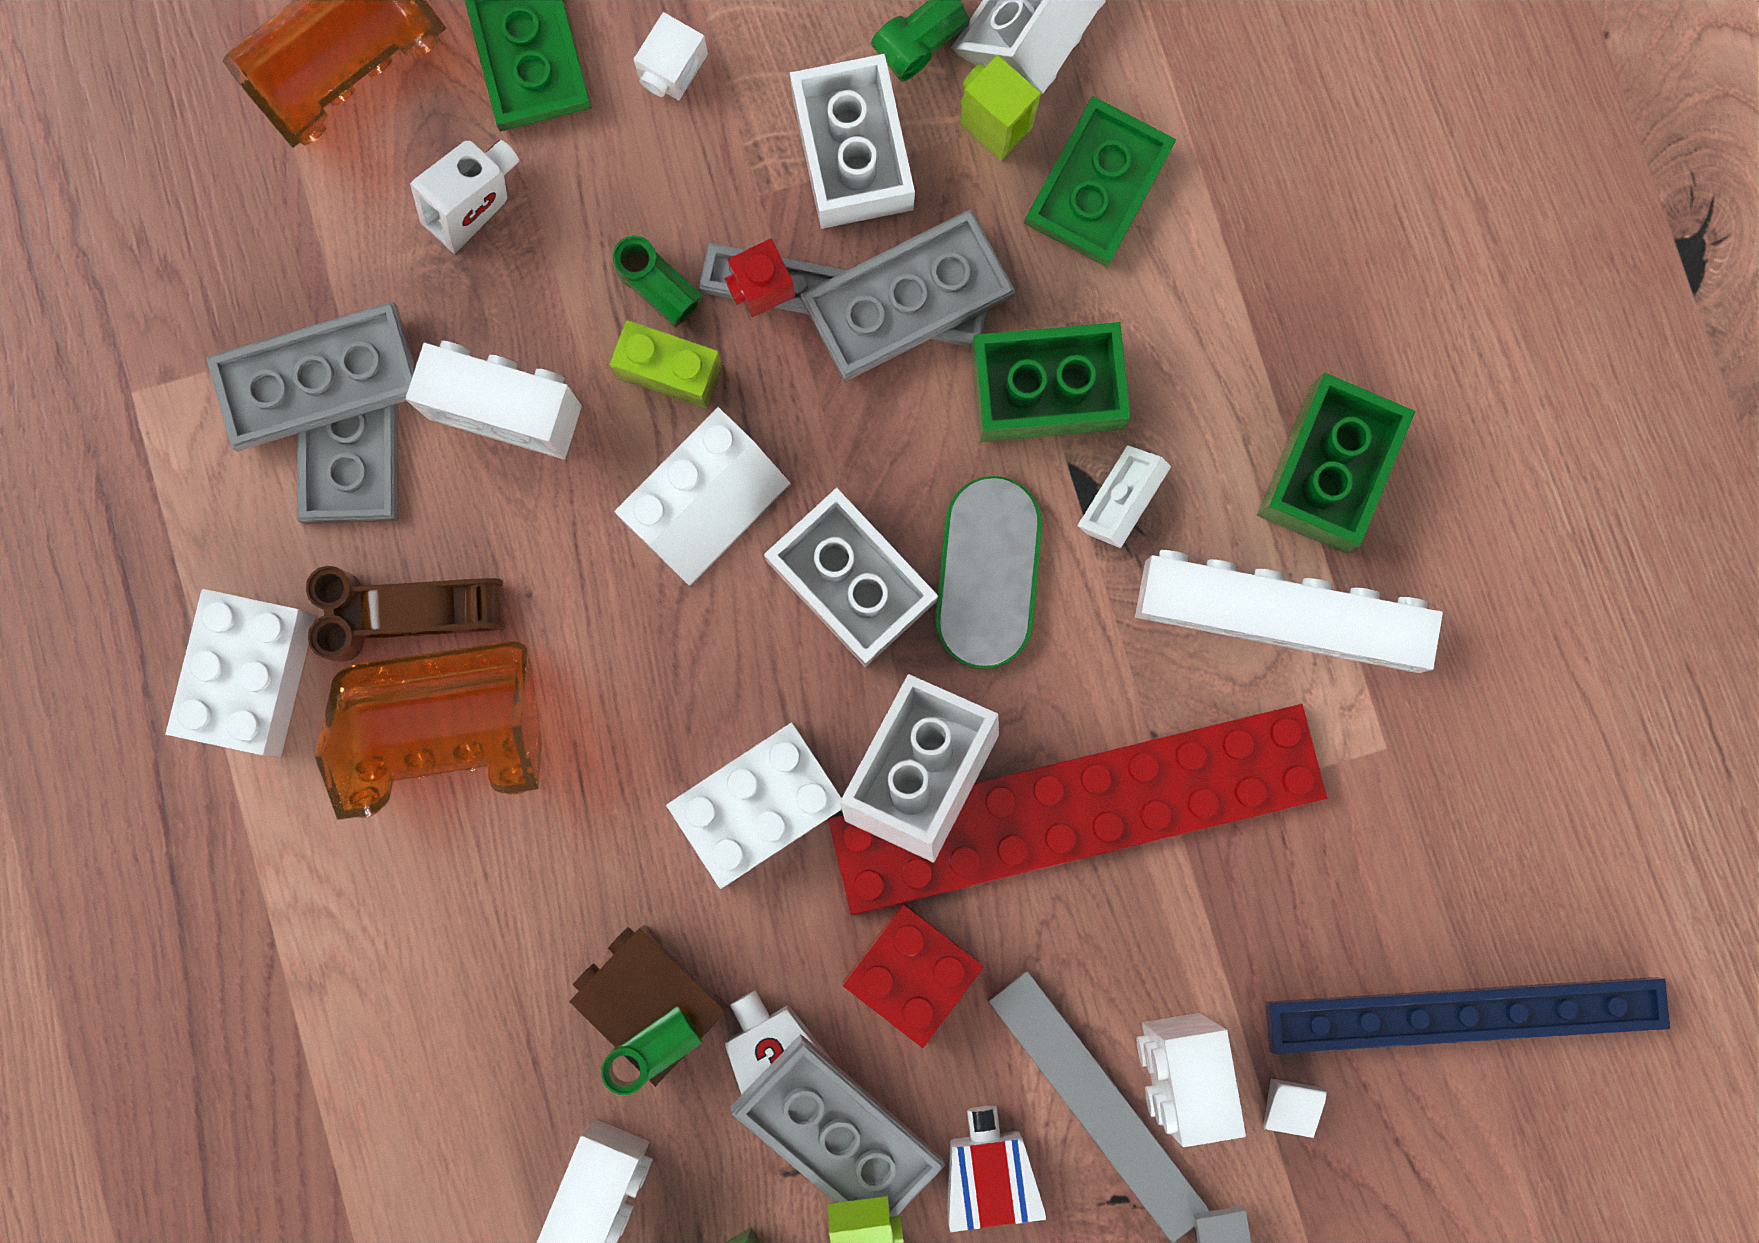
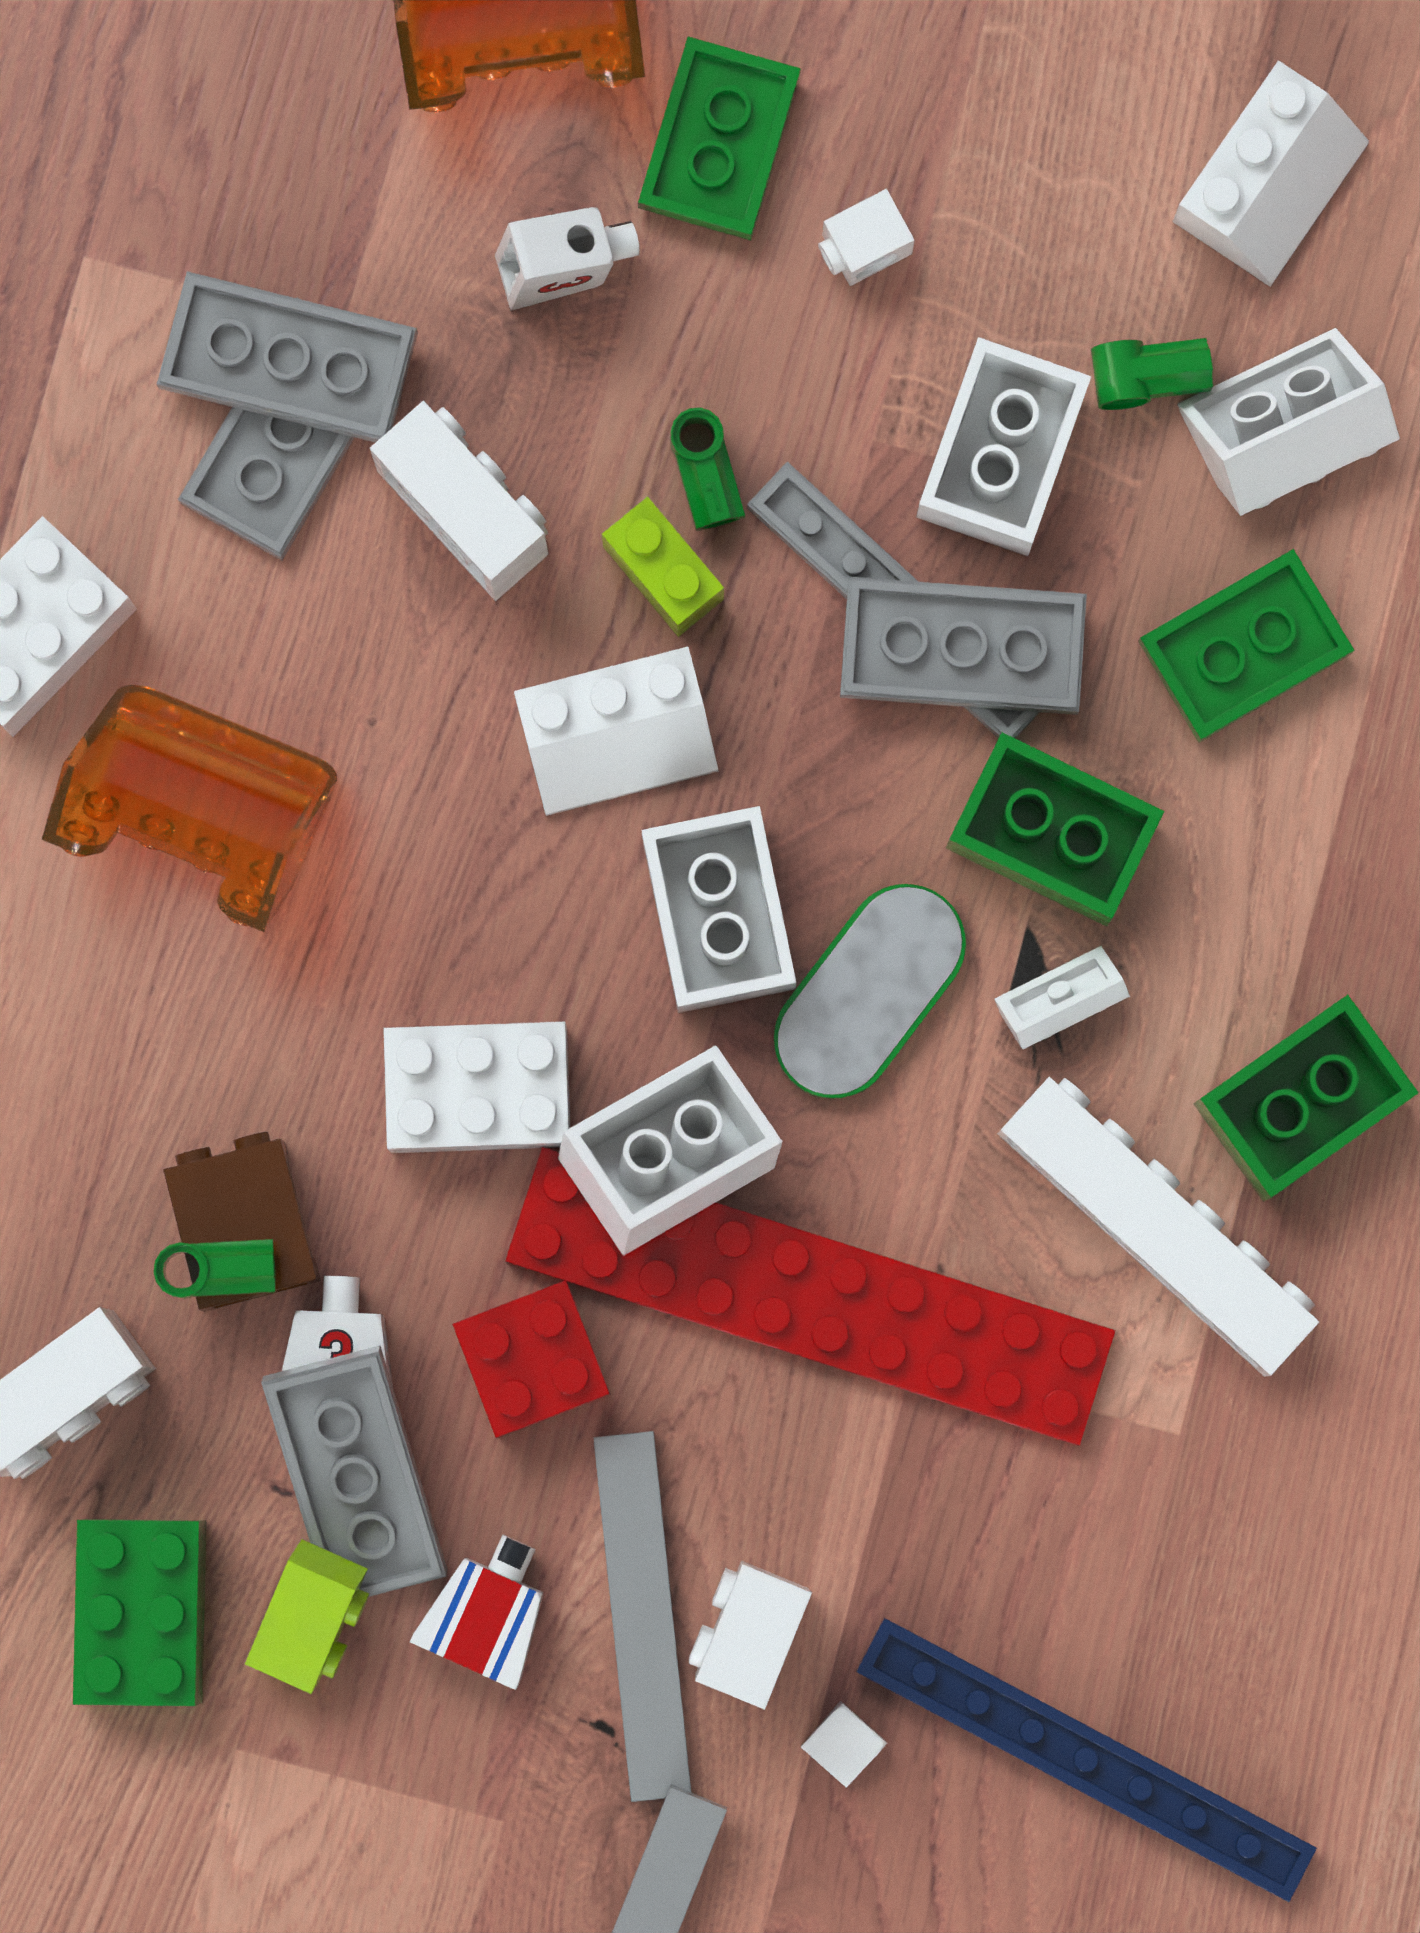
camera: 35 degrees right, 0 degrees up
(399, 610) = (231, 659): reddish brown piece -> none
(759, 278) = (814, 536): red brick -> none
(998, 106) = (1180, 502): lime brick -> none

